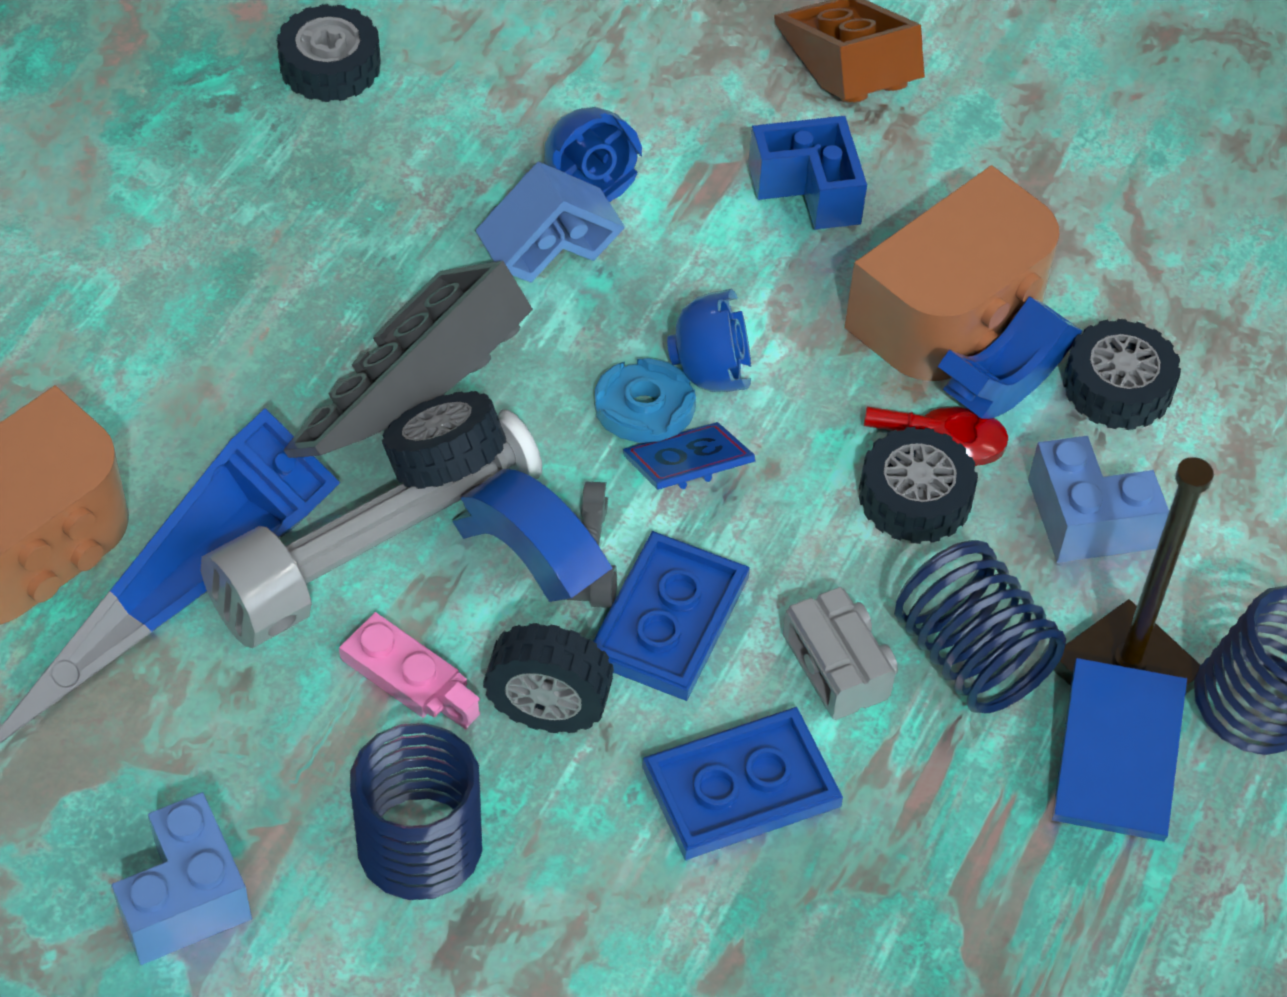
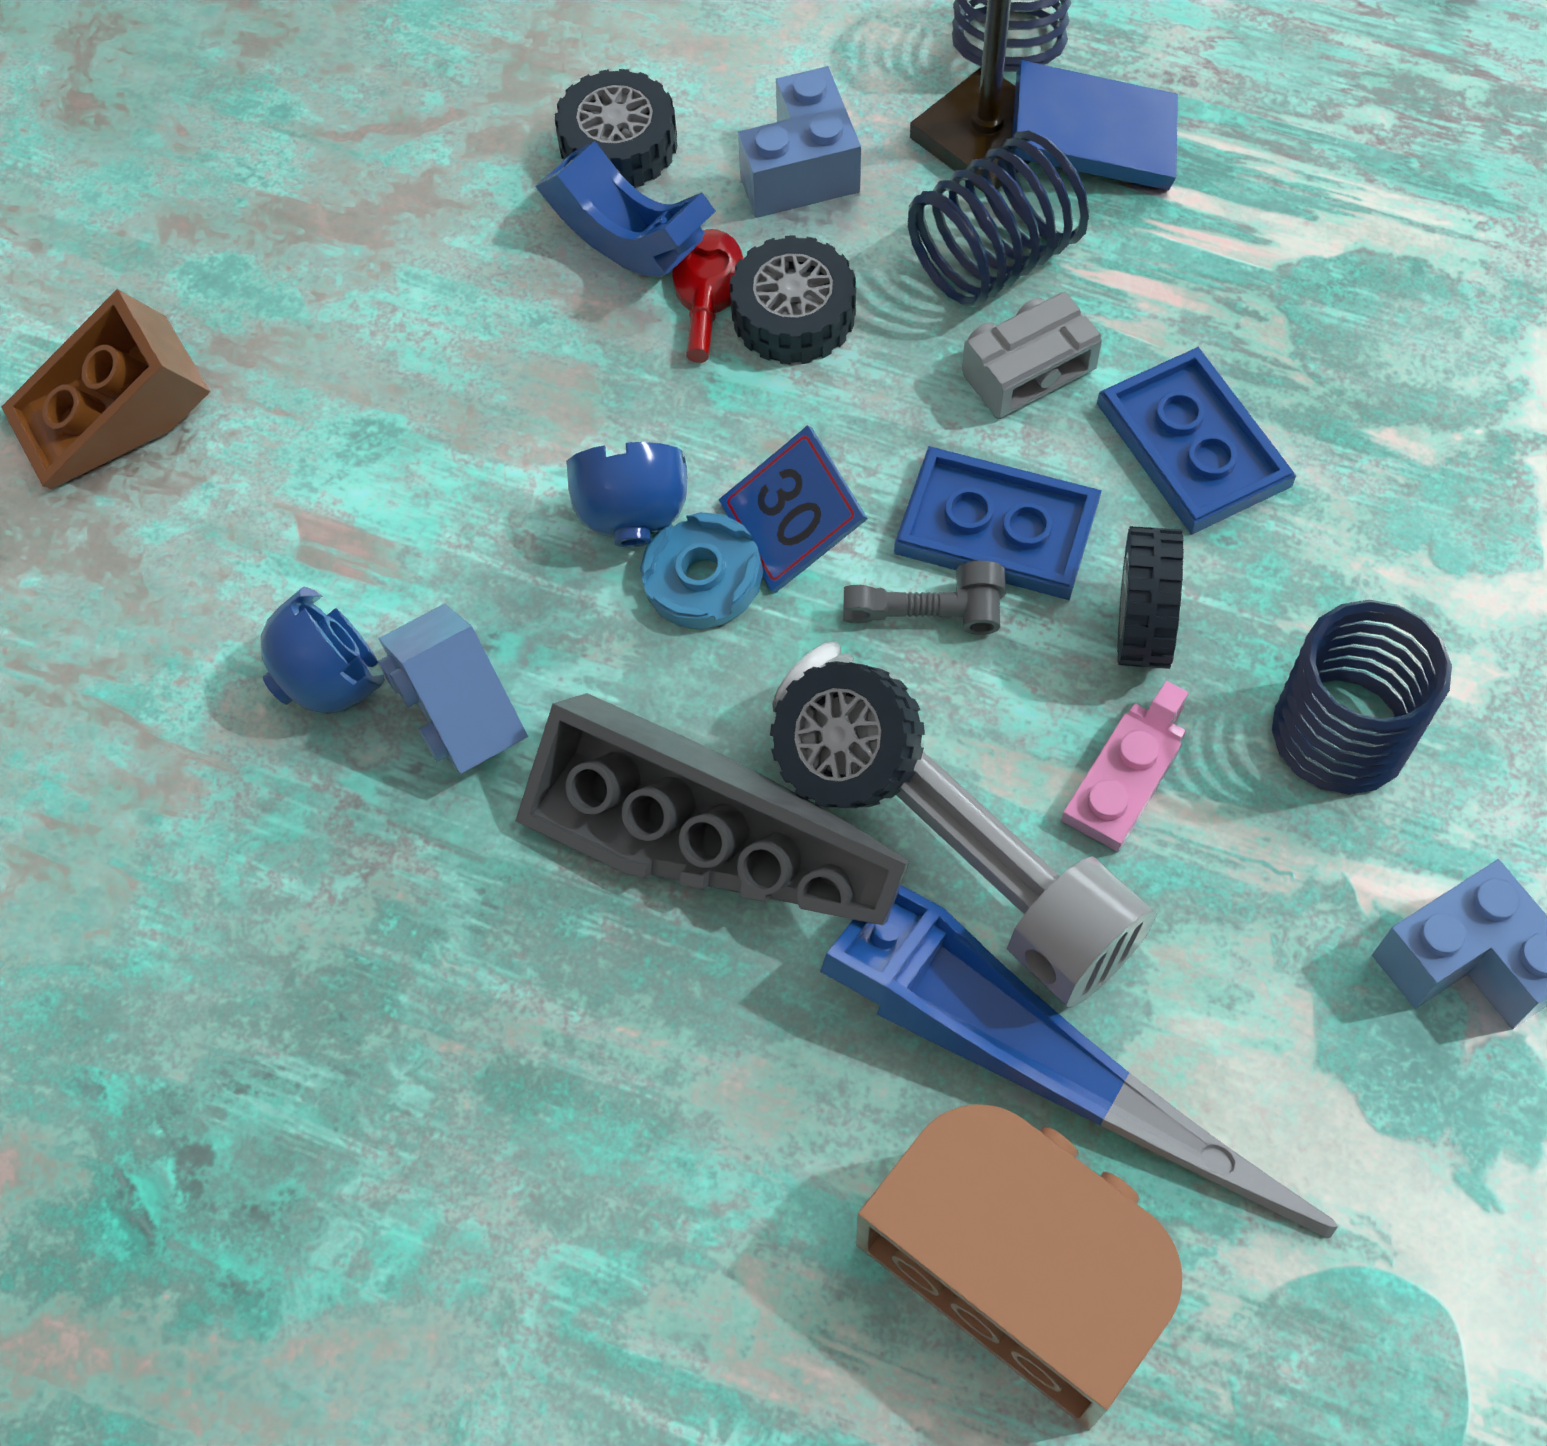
camera: 90 degrees left, 10 degrees up
(329, 52) = (107, 1024): black wheel -> none
(537, 529) = (961, 621): blue arch -> none
(812, 161) = (333, 400): blue brick -> none
(953, 276) = (512, 251): nougat brick -> none

